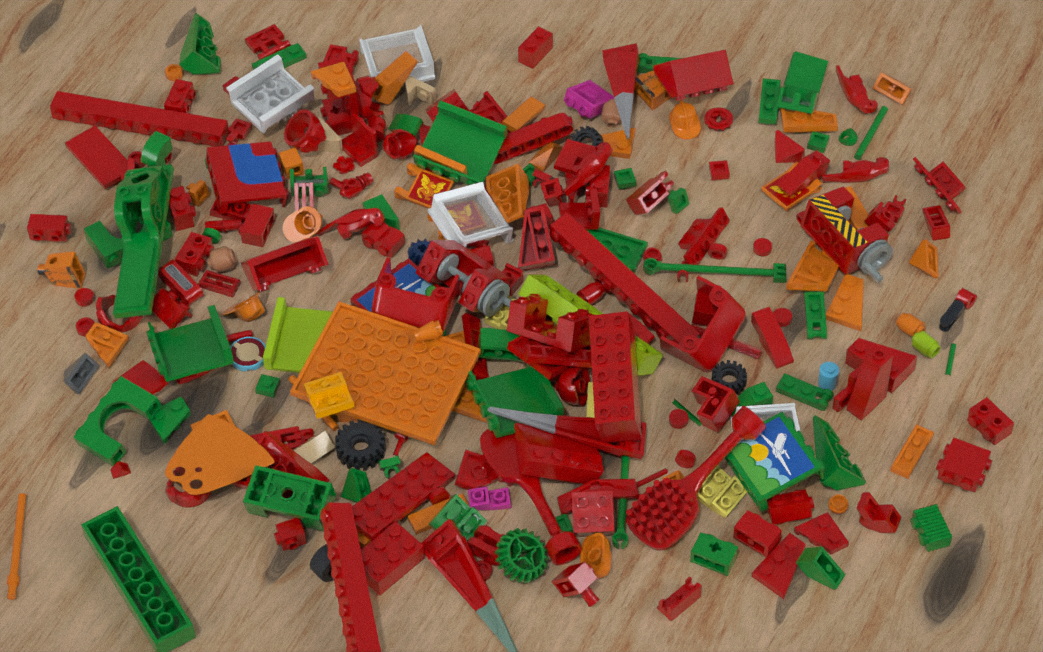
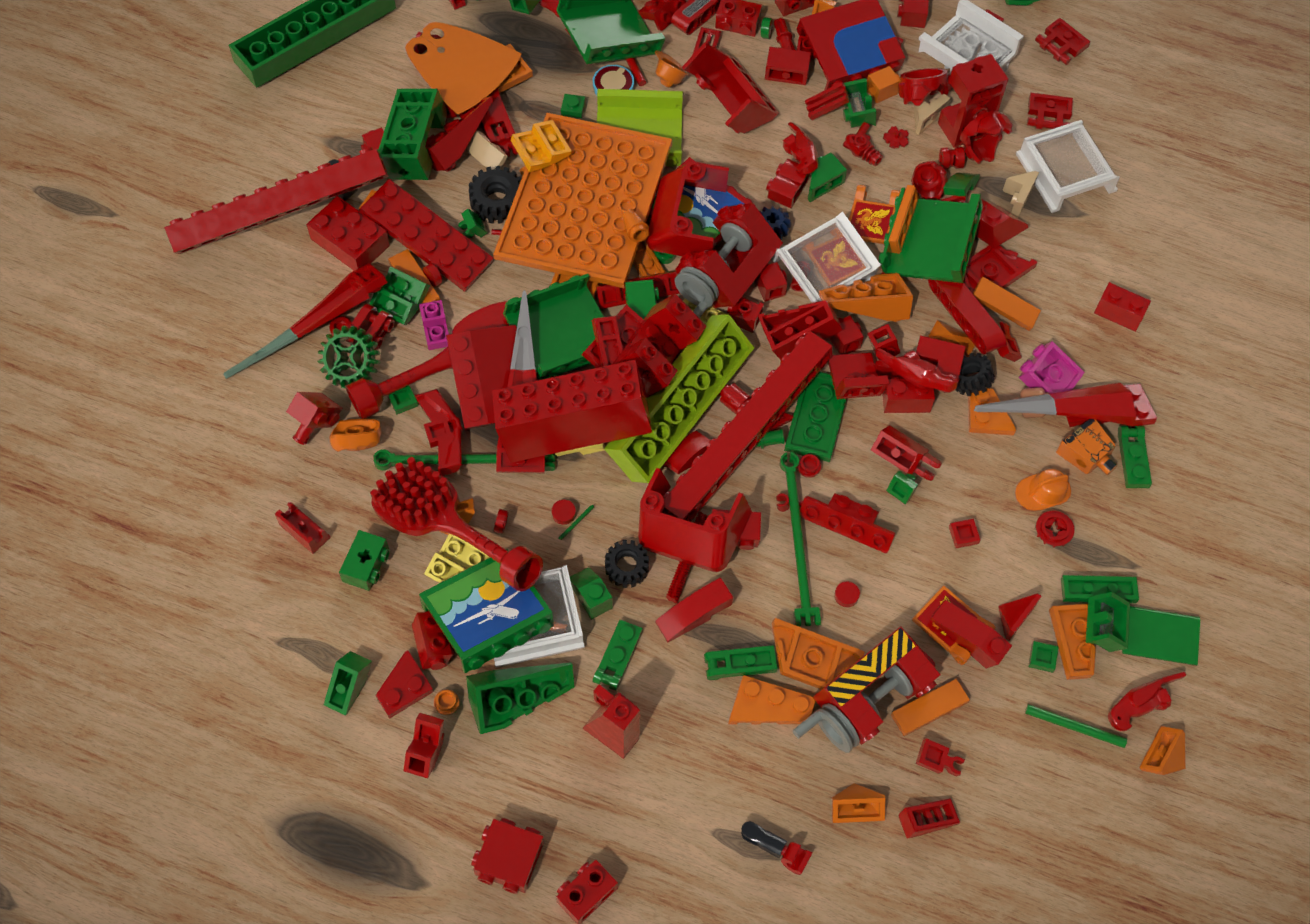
camera: 80 degrees right, 10 degrees up
(170, 418) = (523, 29): green wing -> none
(222, 259) = (734, 40): nougat head -> none
(238, 130) = (909, 28): red plate -> none
(289, 55) = (1042, 59): green plate -> none
(302, 224) = (794, 105): orange piece -> none
(335, 78) = (967, 71): orange wing -> none
(356, 485) = (444, 200): green slope -> none
(361, 143) = (926, 143): red bracket -> none
(394, 77) = (1021, 156): orange slope -> none
(474, 472) = (465, 300): red plate -> none
(529, 169) = (918, 322): green tile -> none
(541, 177) = (909, 335): red tile -> none
(593, 513) = (408, 423): red brick -> none
(624, 178) = (929, 425): green plate -> none
(652, 477) = (476, 488): red piece -> none
(695, 75) = (1110, 485): red windscreen -> none
(716, 402) = (580, 547): red brick -> none
(717, 251) = (826, 538): red tile -> none
(757, 533) = (391, 605): red brick -> none
(780, 565) = (350, 633): red wing -> none
(783, 316) = (734, 623): red tile -> none
(828, 376) = (639, 679): medium azure brick -> none
(851, 139) = (1058, 700): green piece -> none
(859, 171) = (999, 712): red animal -> none
(881, 216) = (907, 729): red brick -> none
(902, 363) = (664, 746): red wedge -> none
(910, 324) = (738, 785): orange brick -> none
(912, 451) = (536, 792): orange tile -> none
(925, 344) = (708, 804): lime brick -> none
(931, 528) = (411, 815): green brick -> none
(944, 180) = (998, 823): red bracket -> none
(950, 359) = (694, 842): green piece -> none

